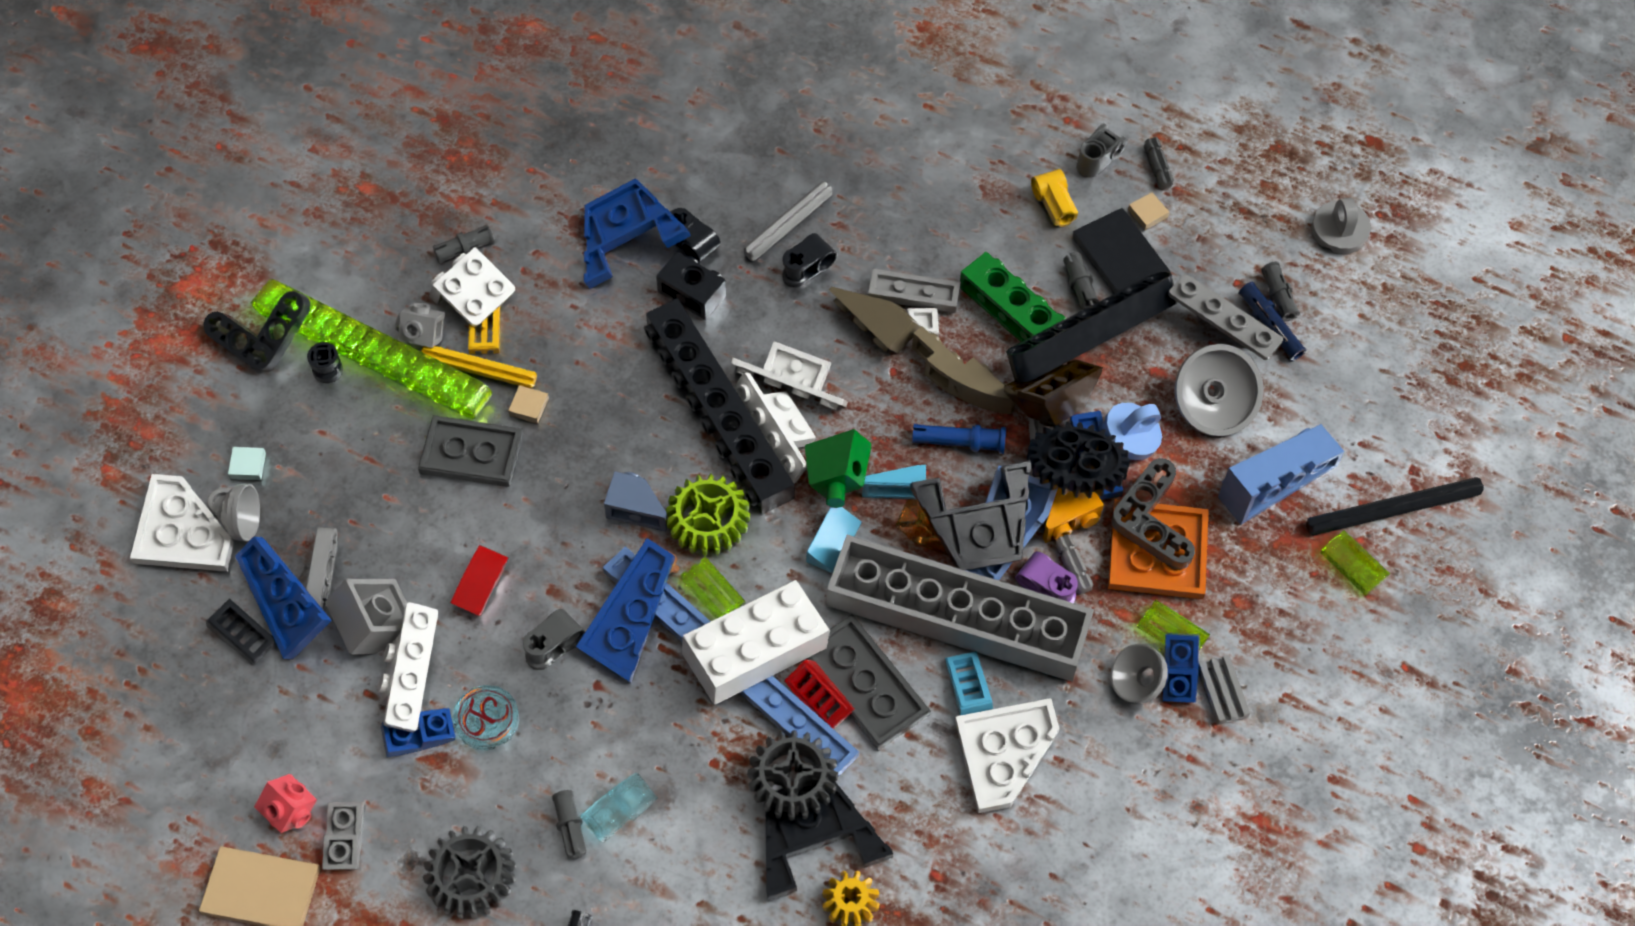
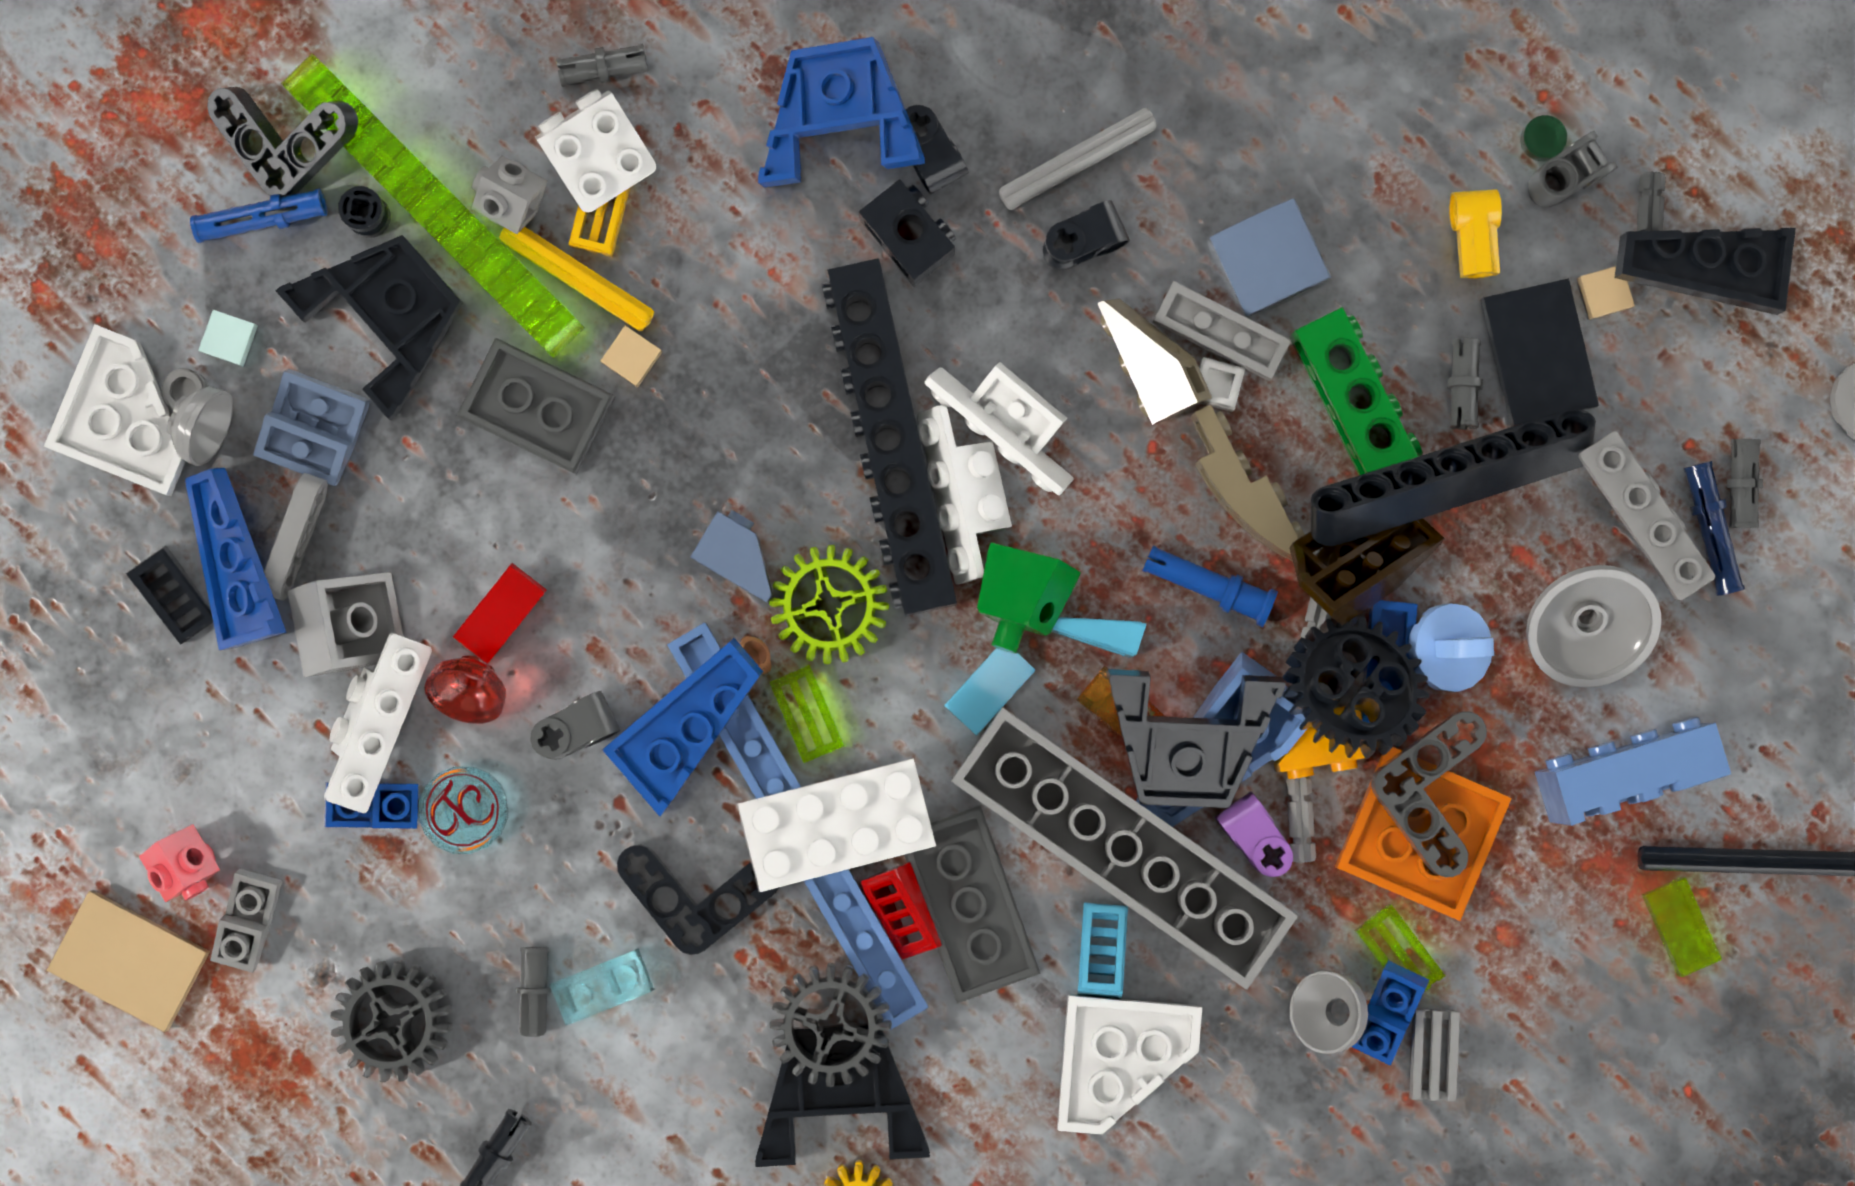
camera: 15 degrees right, 25 degrees up
(252, 384) = (209, 225): none -> blue pin
(318, 501) = (312, 427): none -> sand blue slope
(357, 408) = (399, 302): none -> black wing
(464, 643) = (464, 697): none -> clear red piece
(676, 739) = (702, 914): none -> black beam
(930, 242) = (1270, 257): none -> sand blue slope
(1073, 139) = (1543, 138): none -> clear green tile
(1215, 176) = (1725, 266): none -> black wing

